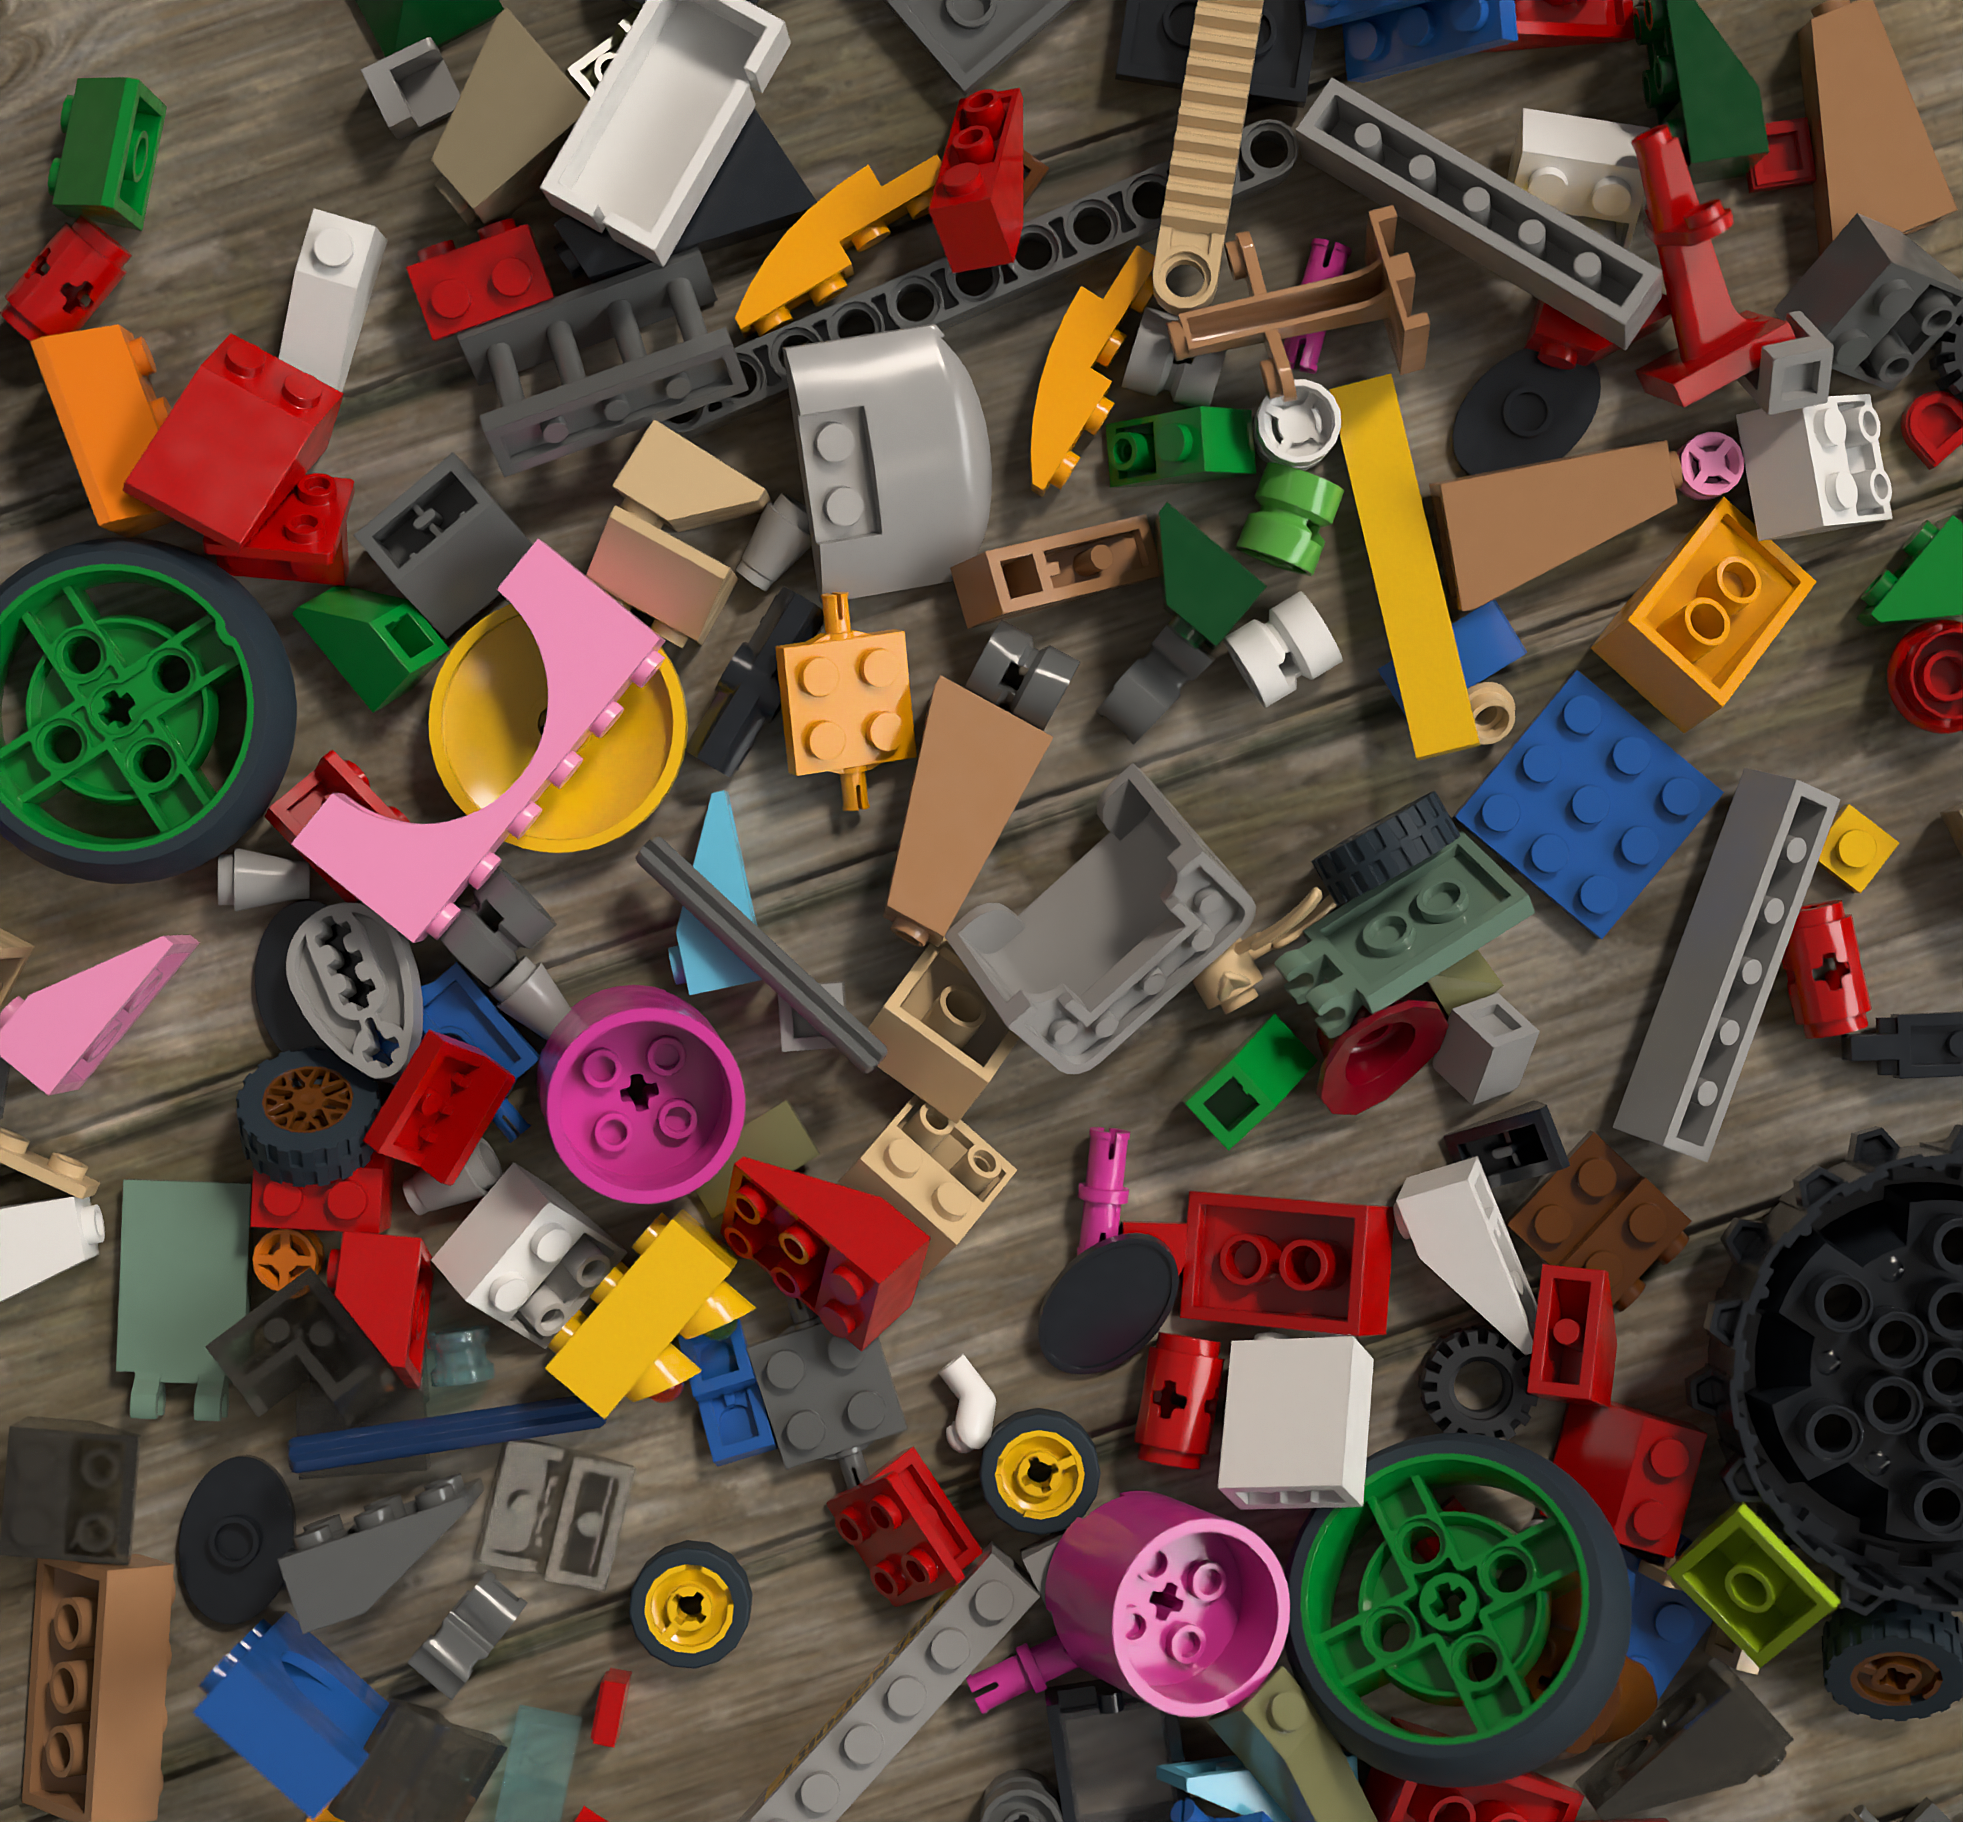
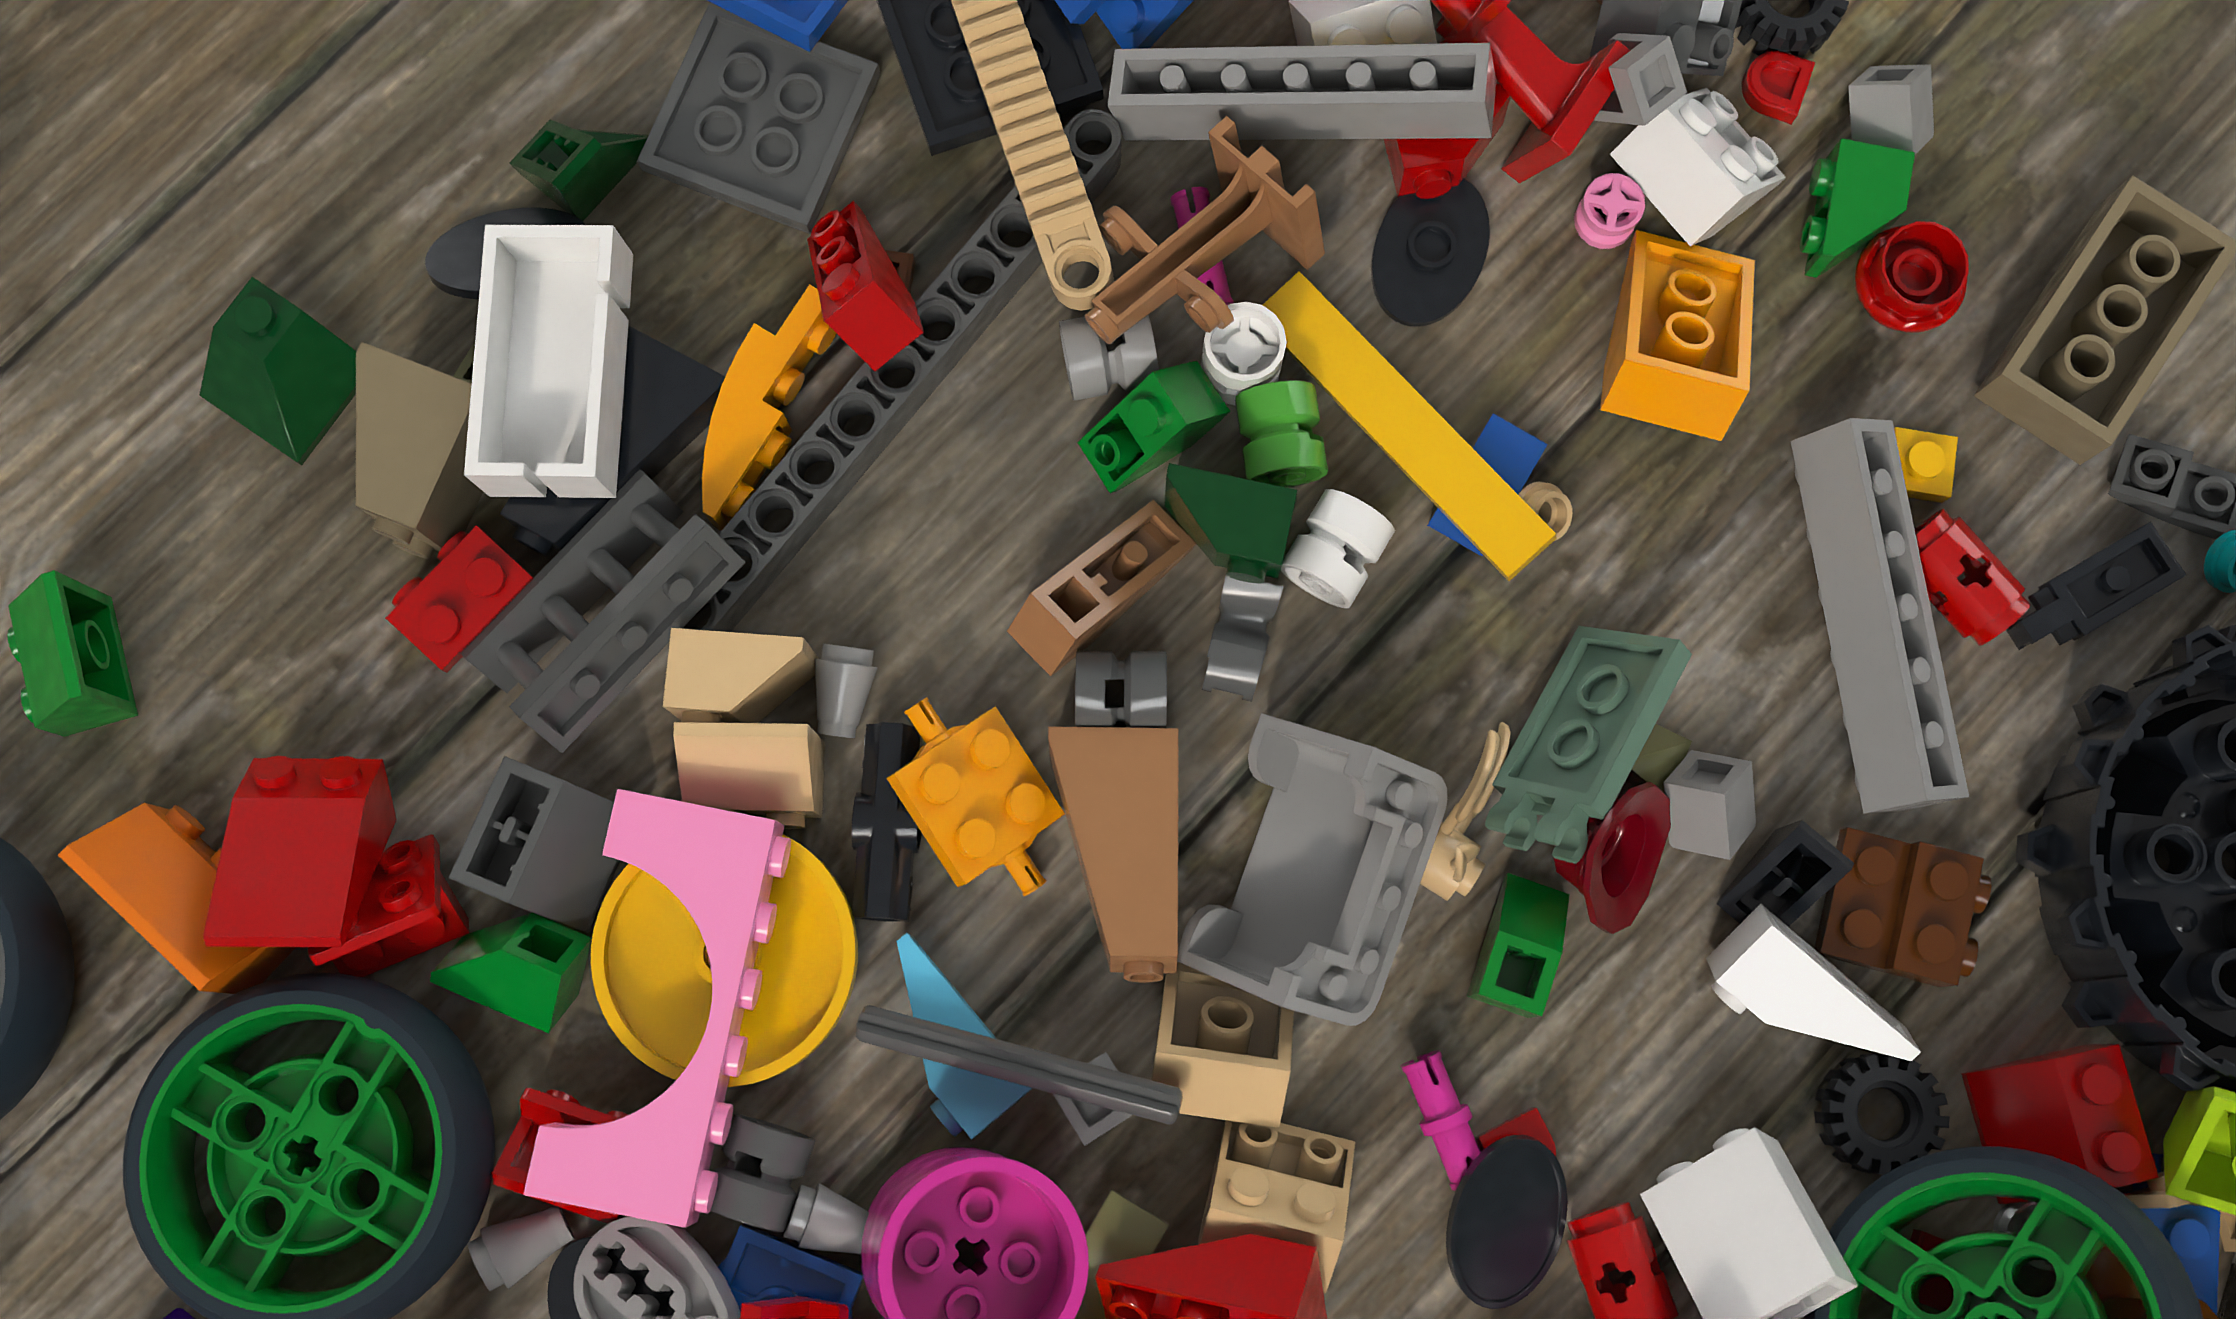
camera: 30 degrees left, 10 degrees down
(76, 255) = (82, 761): red piece -> none
(331, 296) = (331, 678): white slope -> none
(412, 88) = (317, 466): light grey panel -> none
(889, 459) = (902, 564): light grey slope -> none
(1070, 391) = (1034, 422): light orange slope -> none
(1288, 1263) = (1647, 1095): red slope -> none
(1386, 848) = (1527, 670): black wheel -> none
(1535, 516) = (1488, 326): medium nougat slope -> none
(1574, 1337) = (1945, 1019): red slope -> none
(1587, 804) = (1673, 546): blue plate -> none

